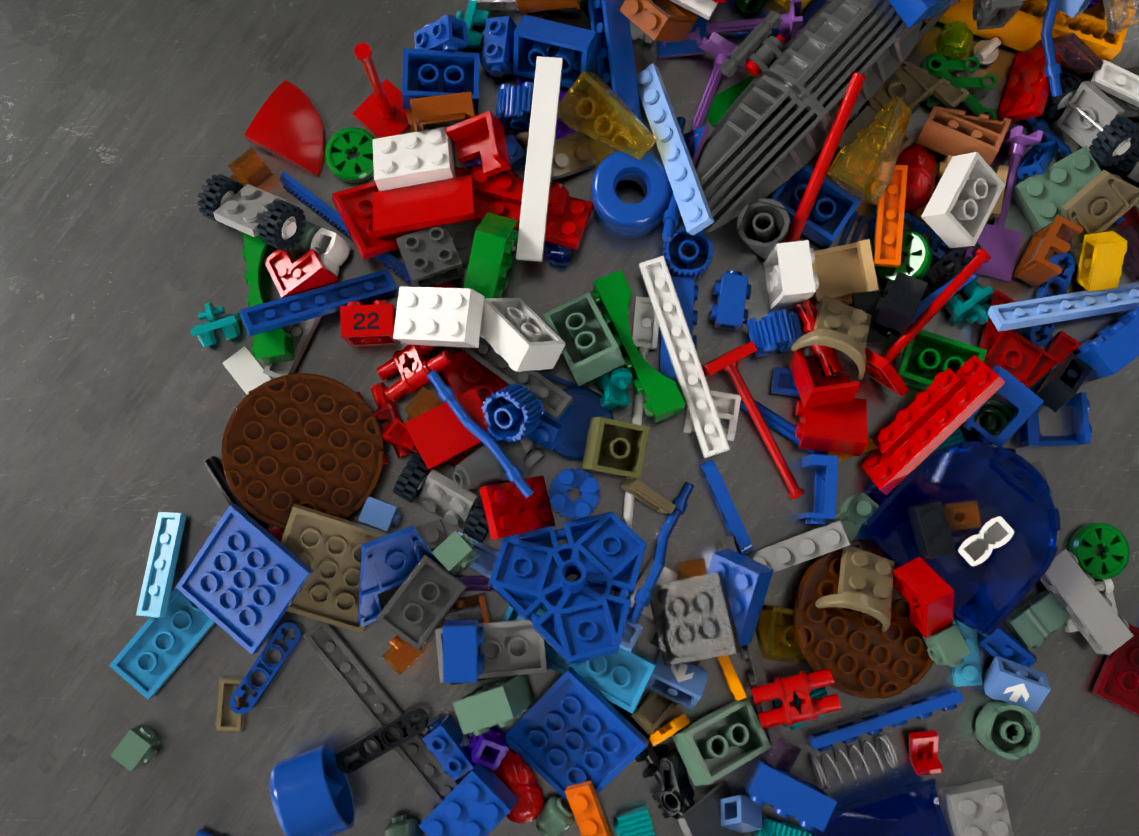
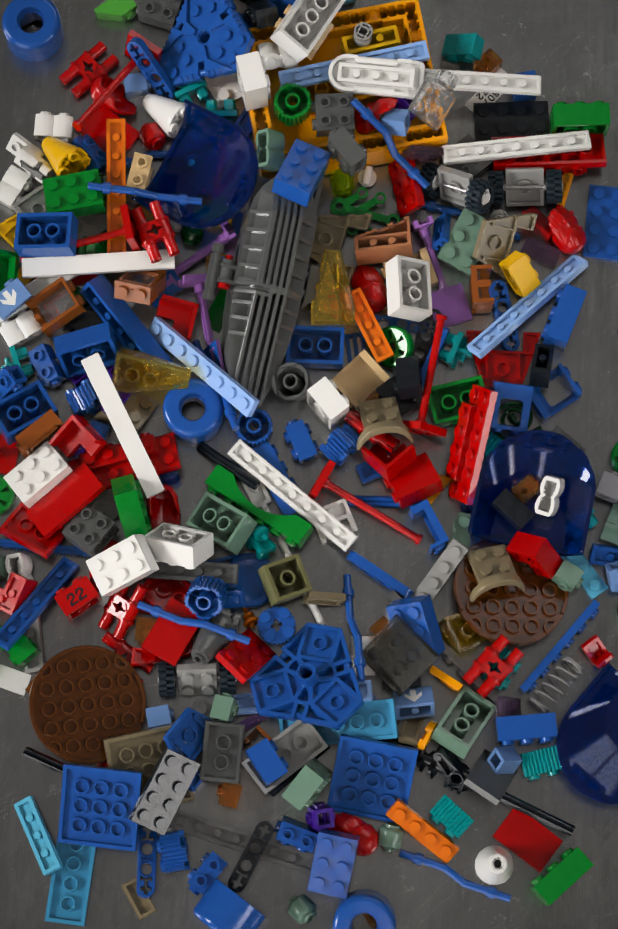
camera: 30 degrees left, 5 degrees down
(297, 679) = (173, 850): none -> blue brick
(321, 728) = (211, 868): none -> blue brick
(325, 608) = (164, 791): none -> plate
(531, 282) = (164, 507): none -> red hair
(549, 468) = (250, 619): none -> orange hair
(638, 292) = (219, 459): none -> black axle
(682, 73) = (180, 312): none -> red panel
(825, 157) = (305, 318): red piece -> none

